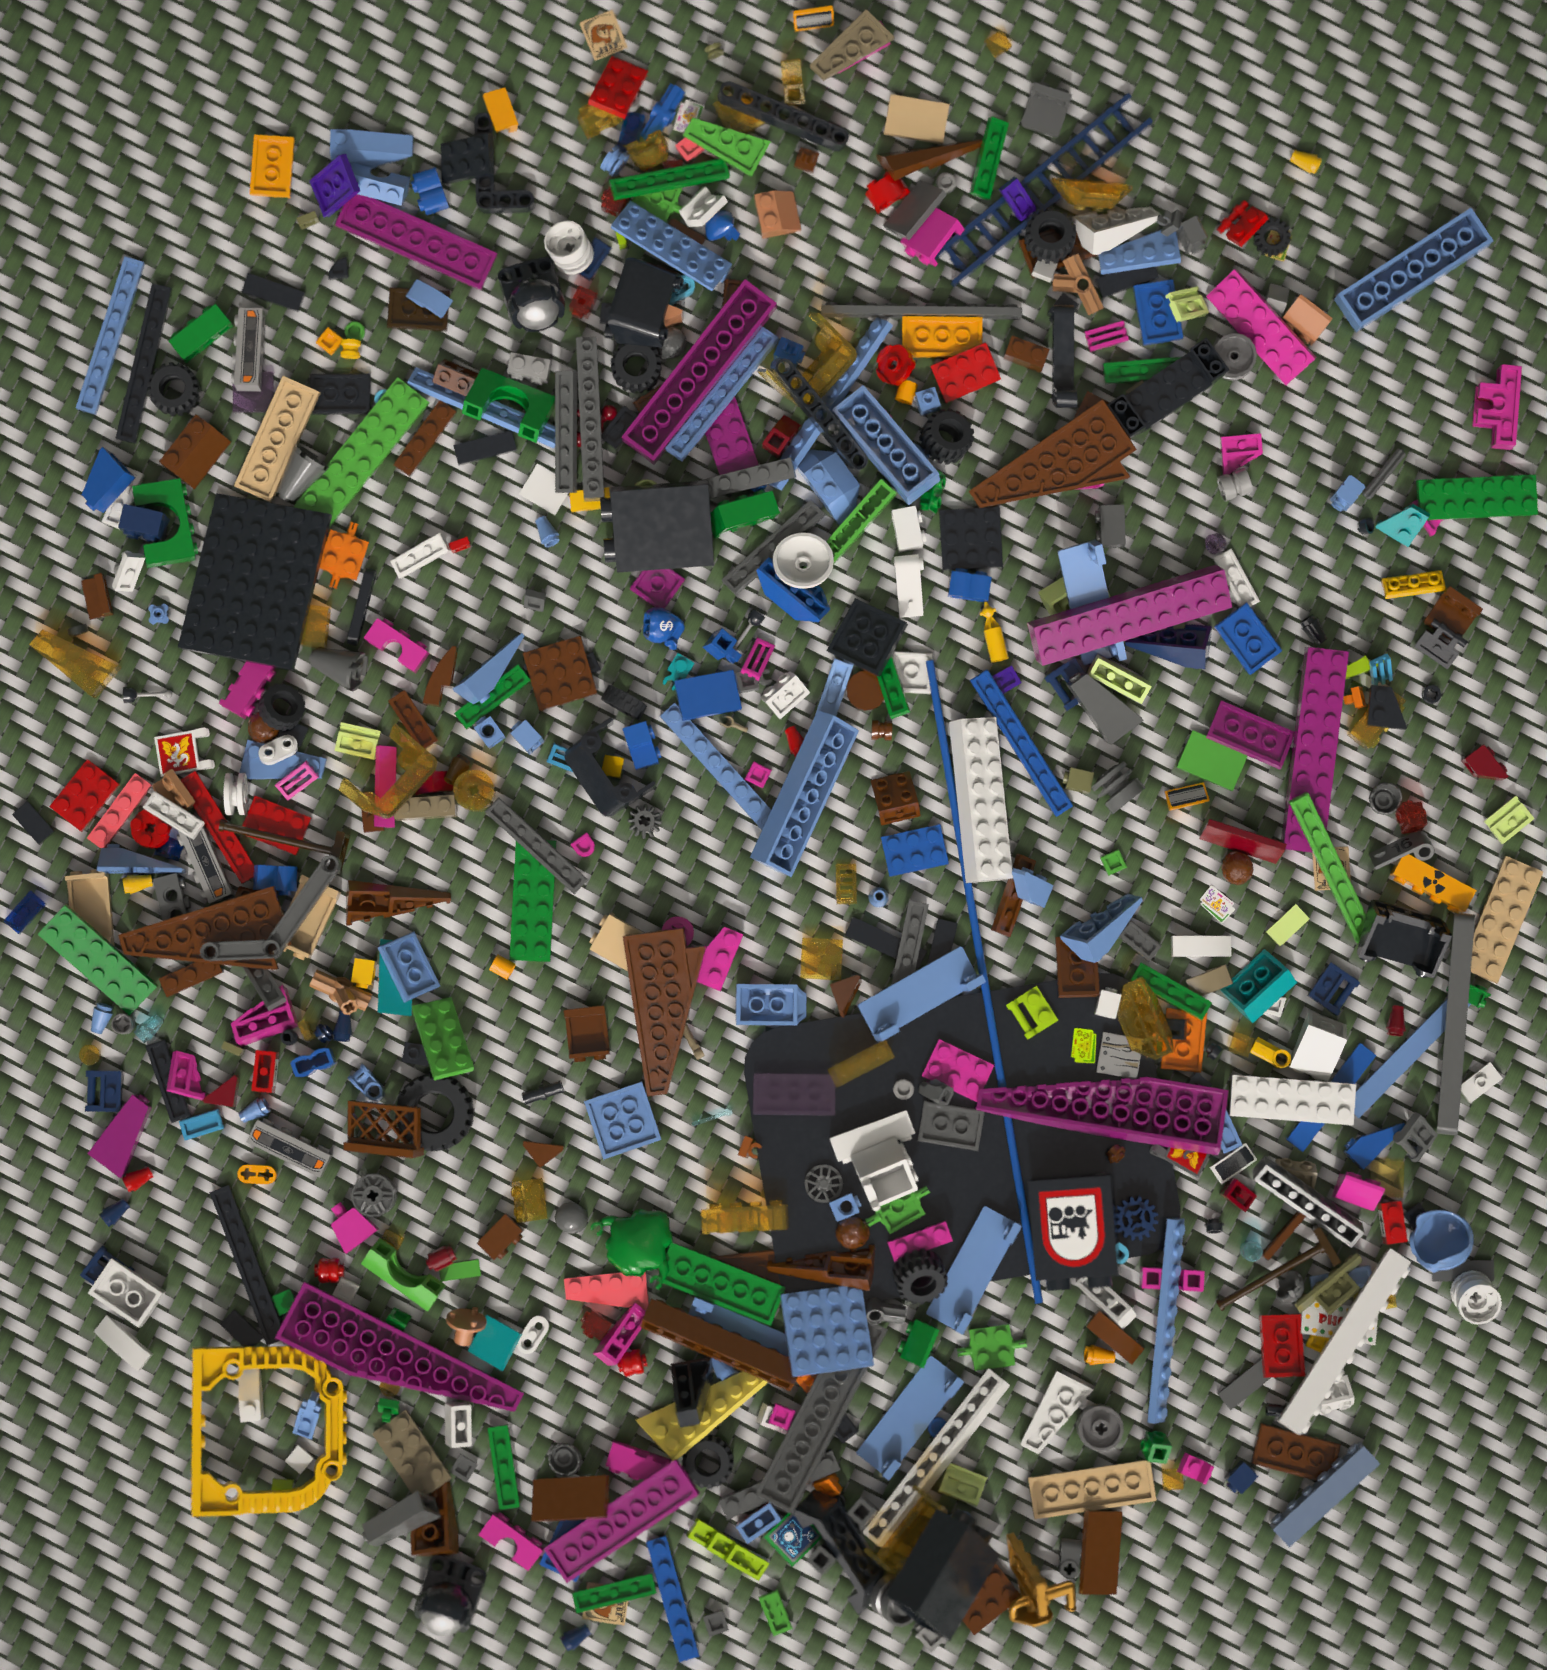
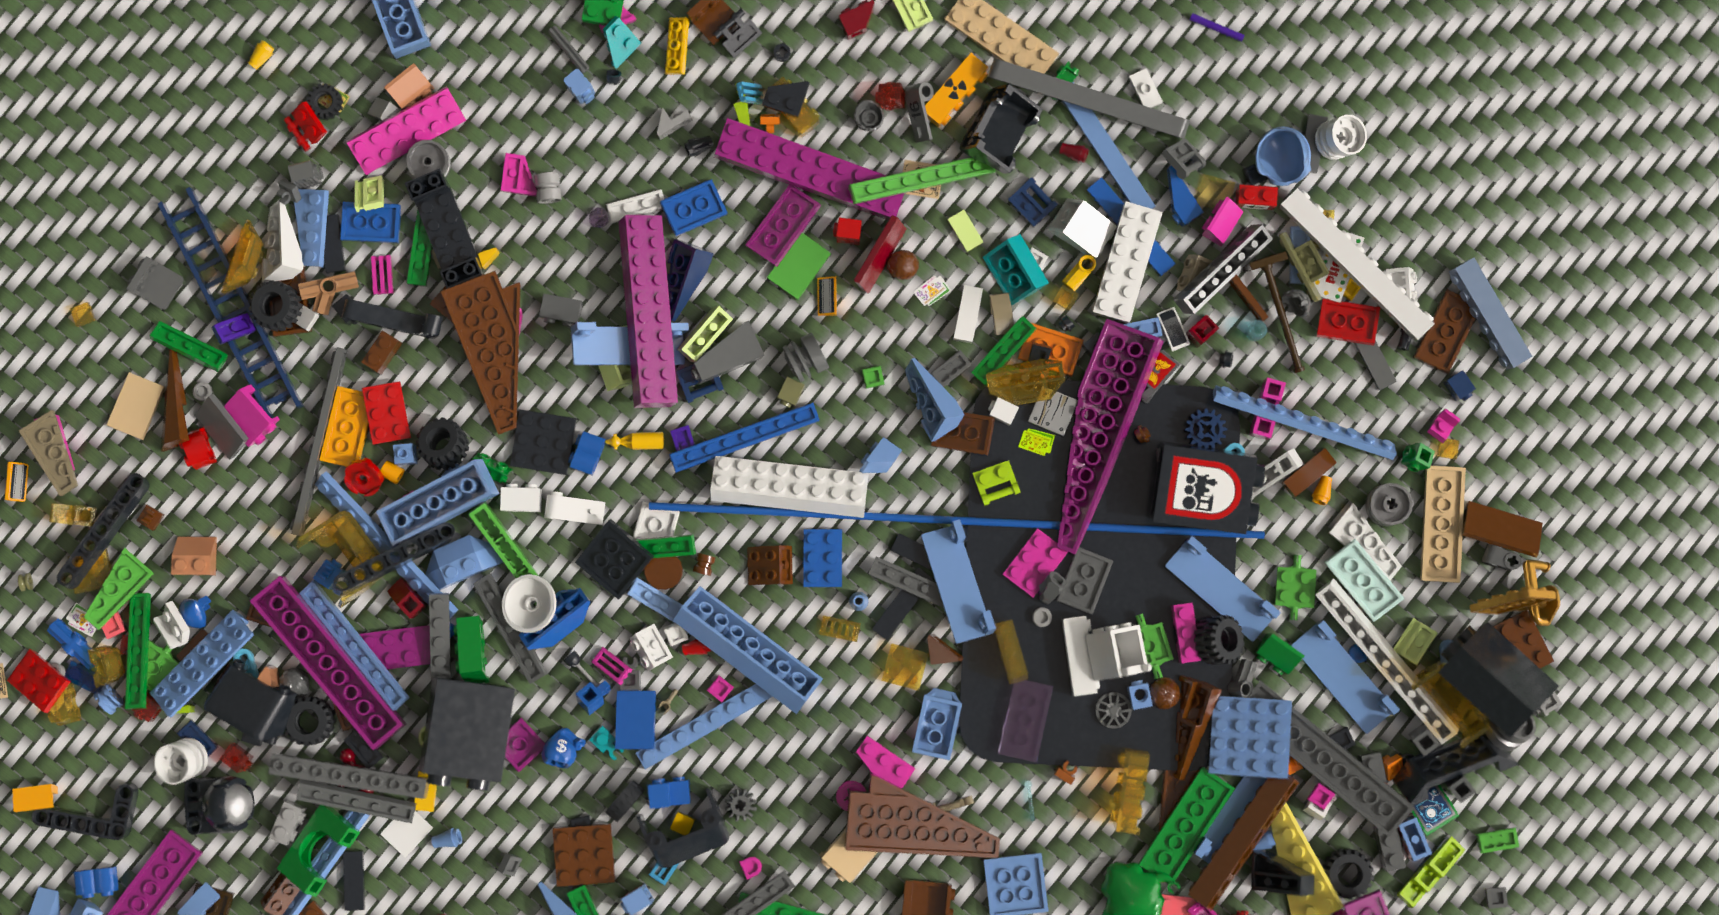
camera: 75 degrees left, 0 degrees up
(467, 158) = (73, 839): black plate -> none
(804, 716) = (675, 634): none -> white tile
(1010, 903) = (891, 480): reddish brown plate -> none
(1015, 1417) = (1364, 580): none -> light aqua tile
(1149, 439) = (488, 256): none -> yellow slope
(1259, 802) = (848, 231): none -> red brick
(1327, 592) = (668, 126): none -> light grey slope

